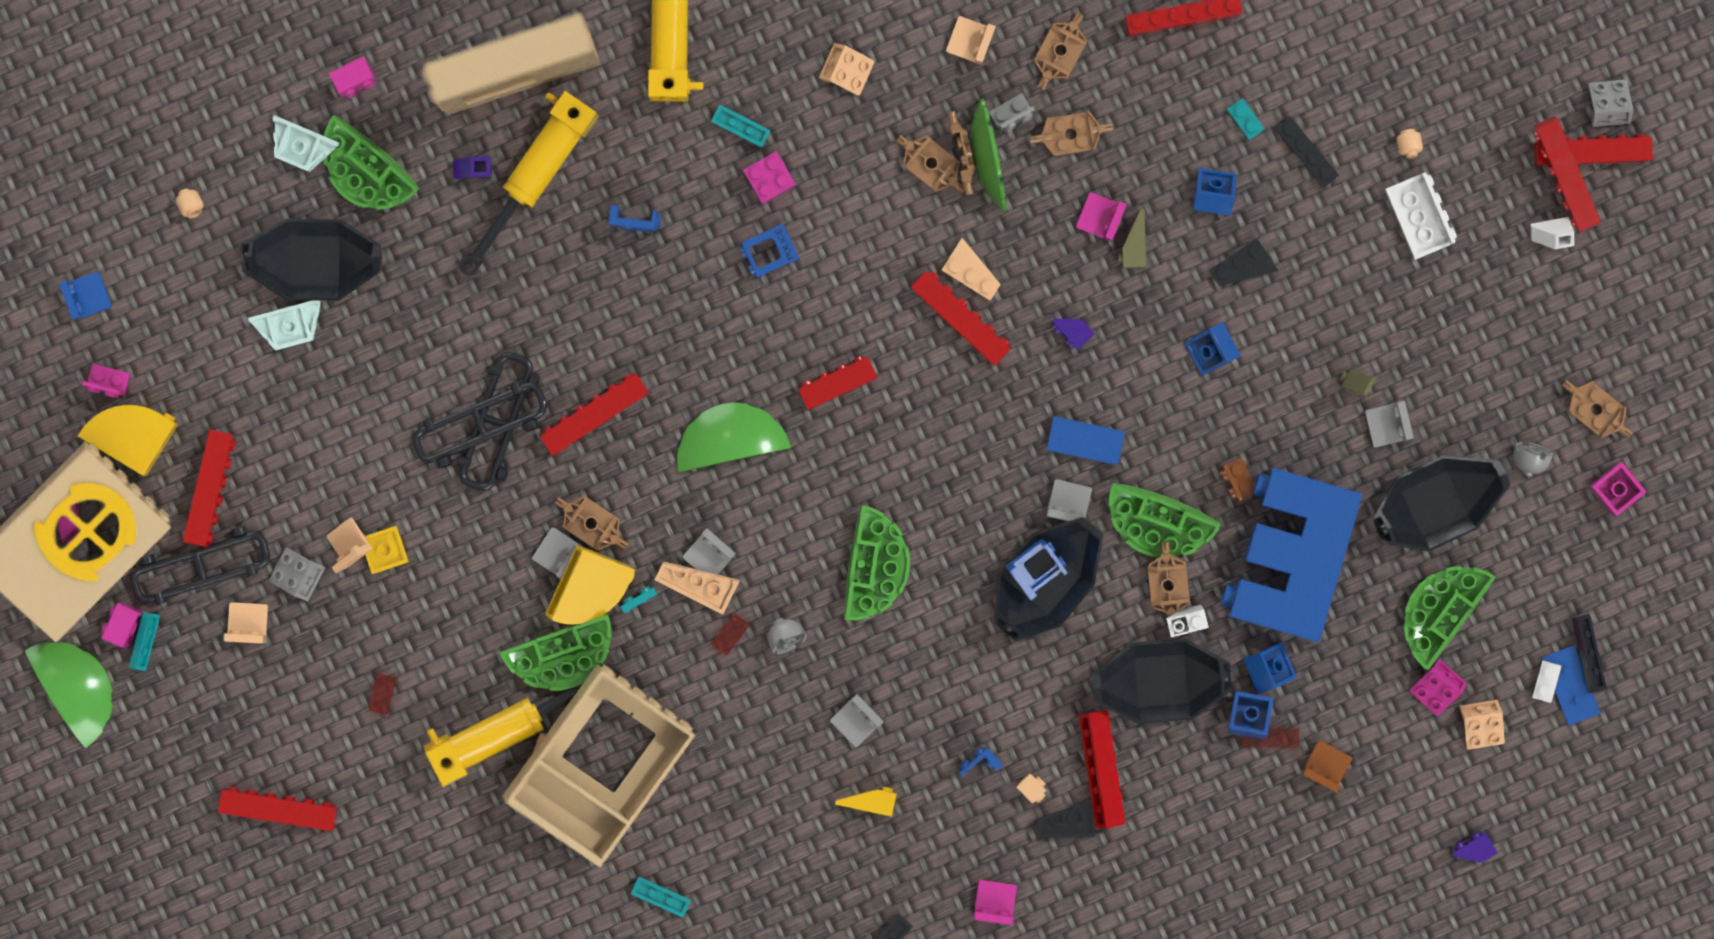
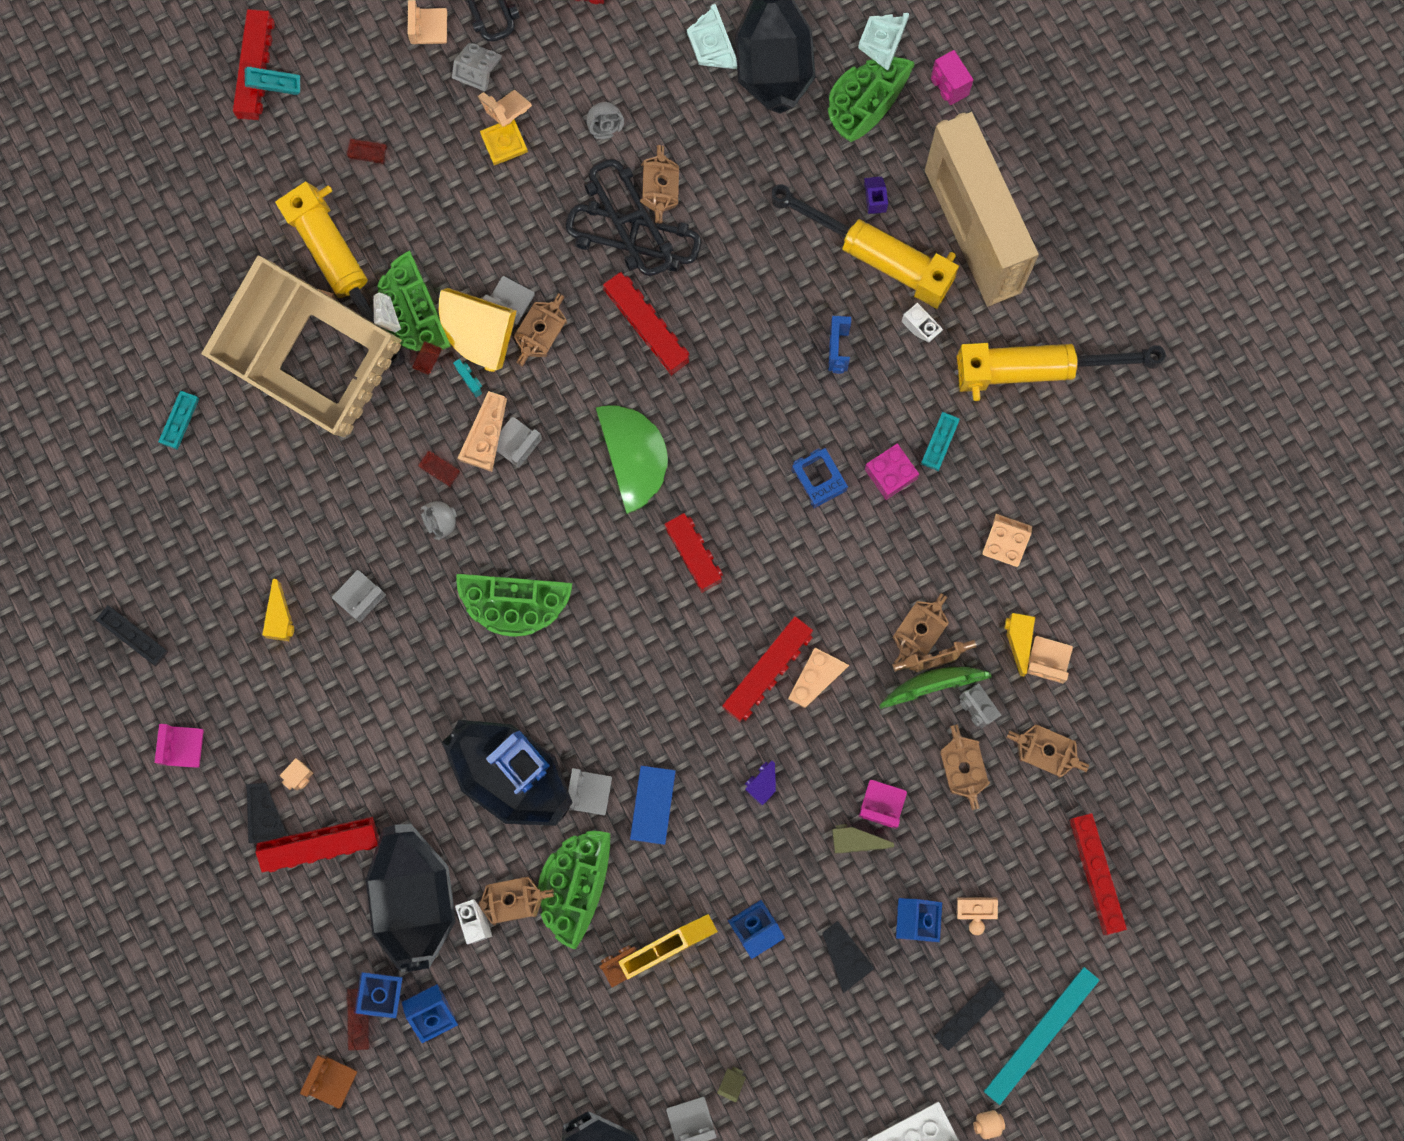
camera: 90 degrees right, 10 degrees down
(301, 788) = (272, 80): none -> teal plate
(369, 443) = (604, 120): none -> light grey cylinder
(458, 396) = (658, 196): none -> medium nougat plate
(569, 679) = (384, 313): none -> white wing
(617, 639) = (426, 358): none -> clear red tile
(618, 133) = (921, 323): none -> white slope
(946, 66) = (1020, 635): none -> yellow slope
(991, 760) = (327, 727): blue bracket -> none
(1208, 135) = (977, 909): none -> light nougat plate
(1224, 433) = (667, 946): none -> yellow brick
(1245, 119) = (997, 947): teal plate -> none
(1309, 558) = (543, 1046): blue brick -> none
(1330, 85) = (1041, 1035): none -> teal tile

